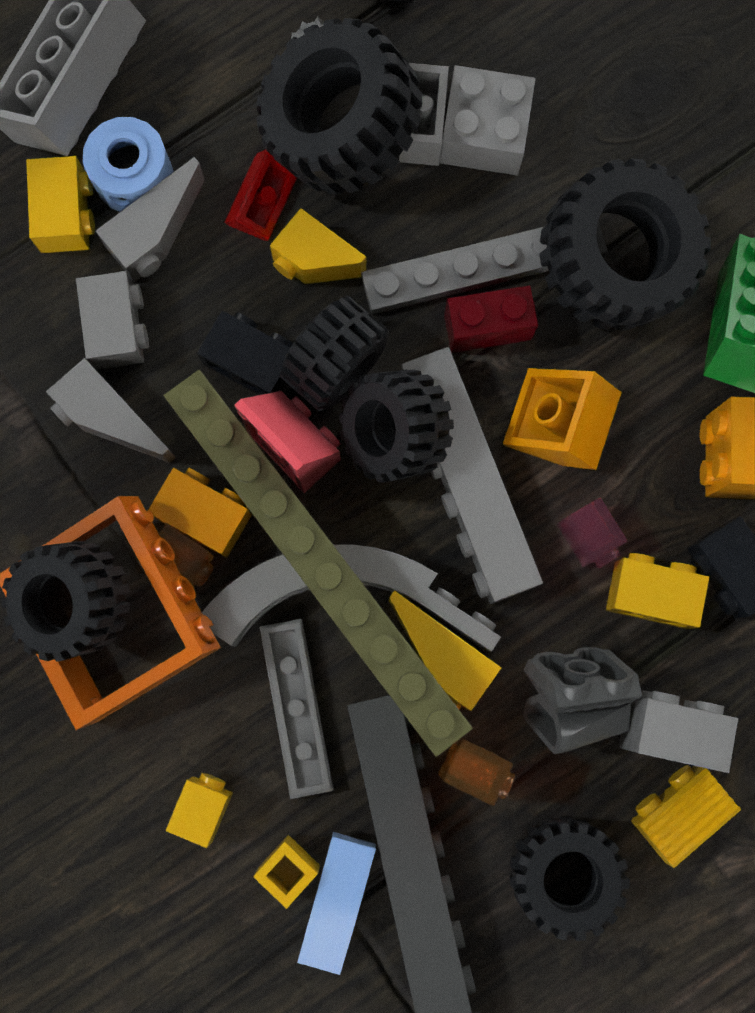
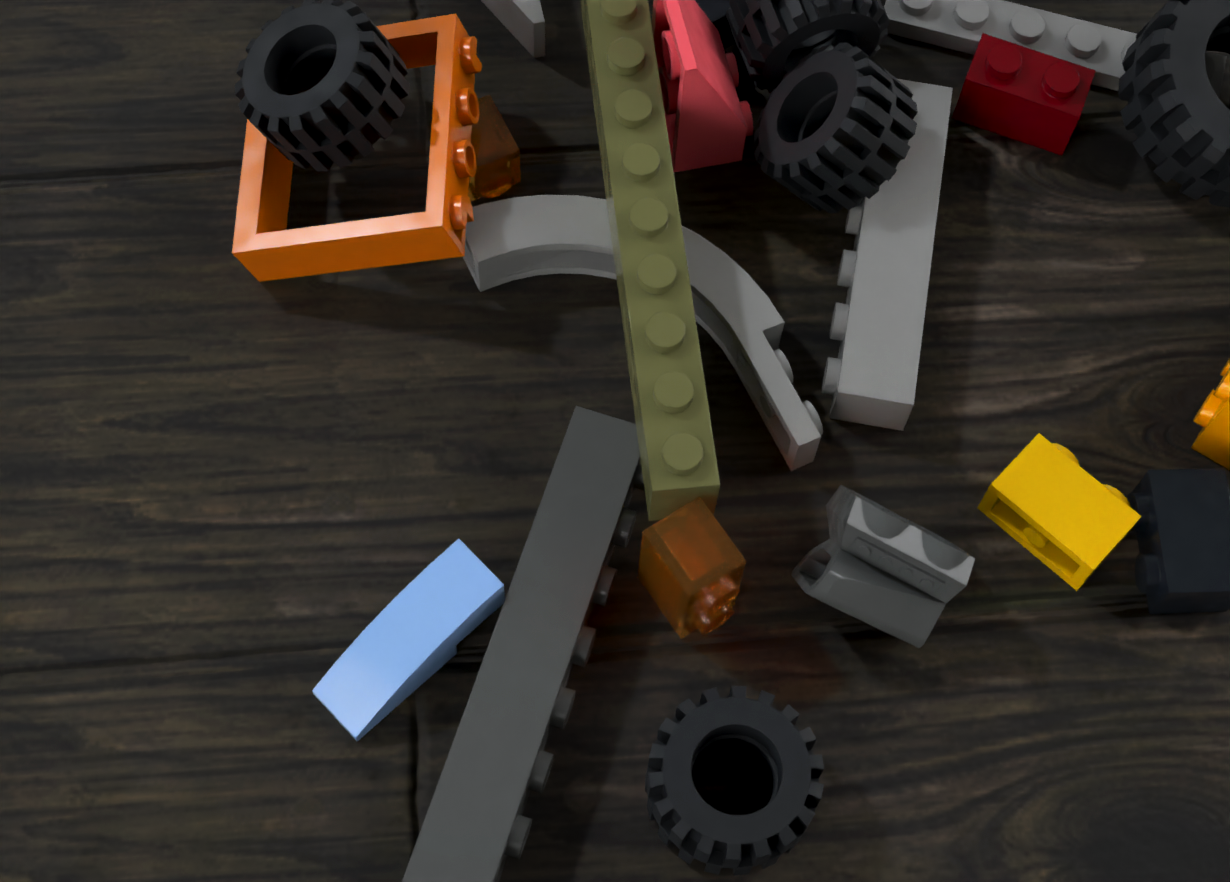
camera: 30 degrees right, 15 degrees down
(200, 511) = (541, 114): light orange brick -> none
(200, 809) = (315, 433): yellow brick -> none
(287, 871) = (373, 555): yellow brick -> none
(296, 709) = (507, 398): light grey tile -> none
(452, 661) = (748, 446): yellow slope -> none
(563, 416) = (1055, 248): light orange slope -> none
(593, 534) = (1013, 395): clear pink brick -> none
(684, 734) = (988, 676): light grey brick -> none
(684, 814) = (939, 800): yellow brick -> none

